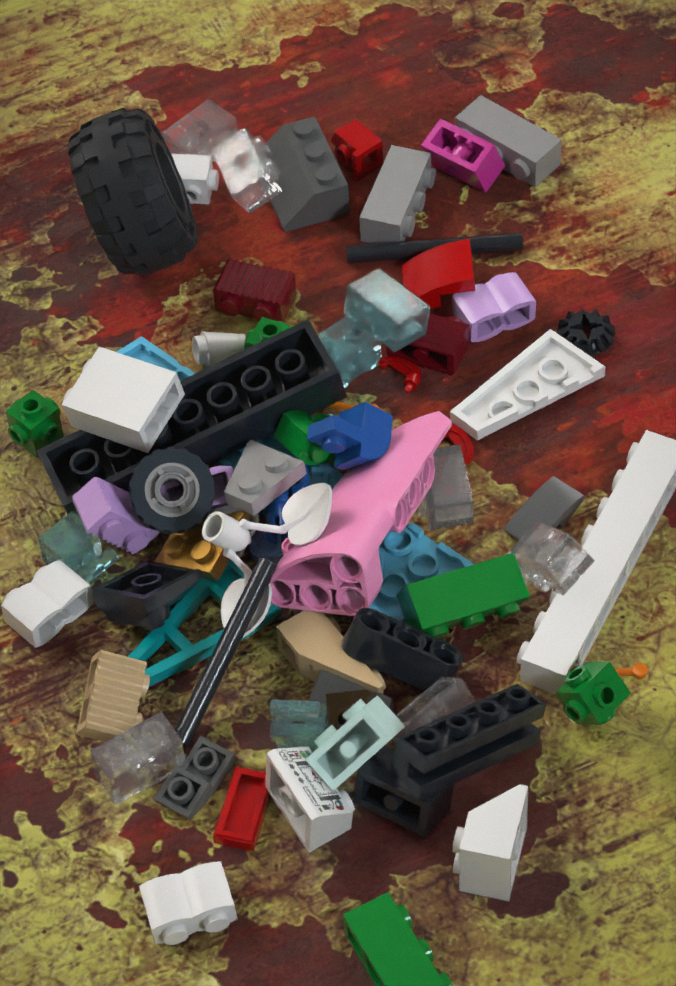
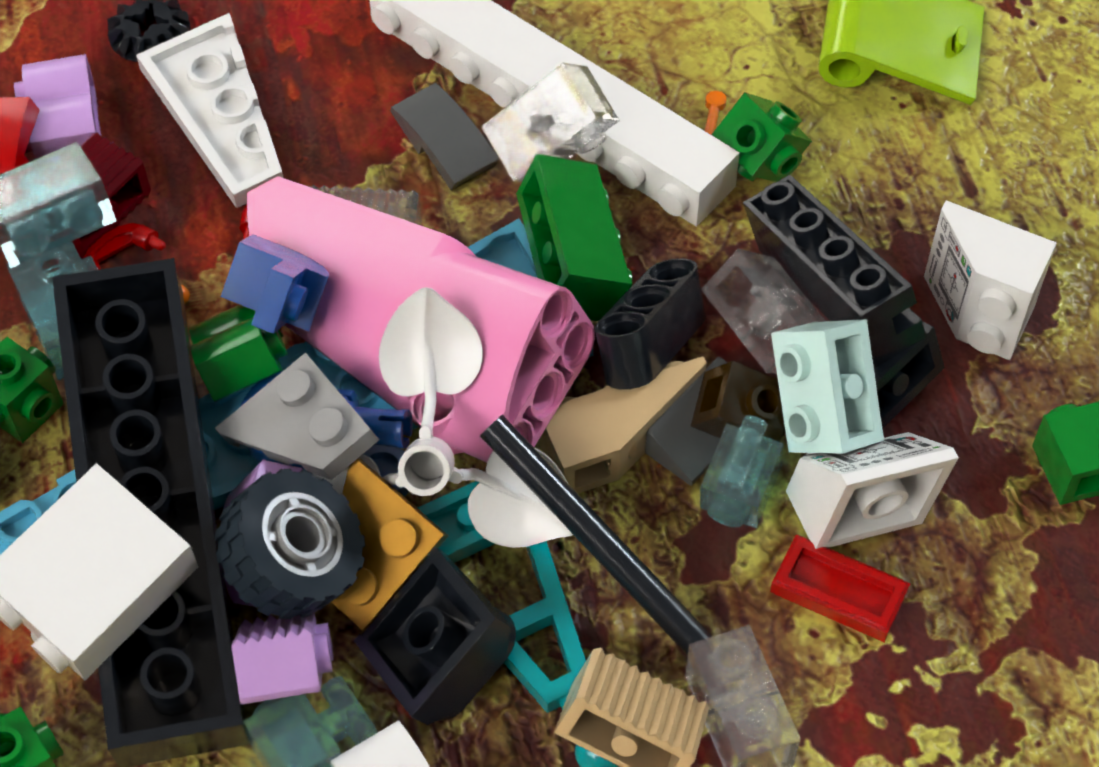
camera: 80 degrees left, 5 degrees up
(188, 903) = (1006, 682): white brick -> none
(197, 779) = (796, 651): dark grey slope -> none

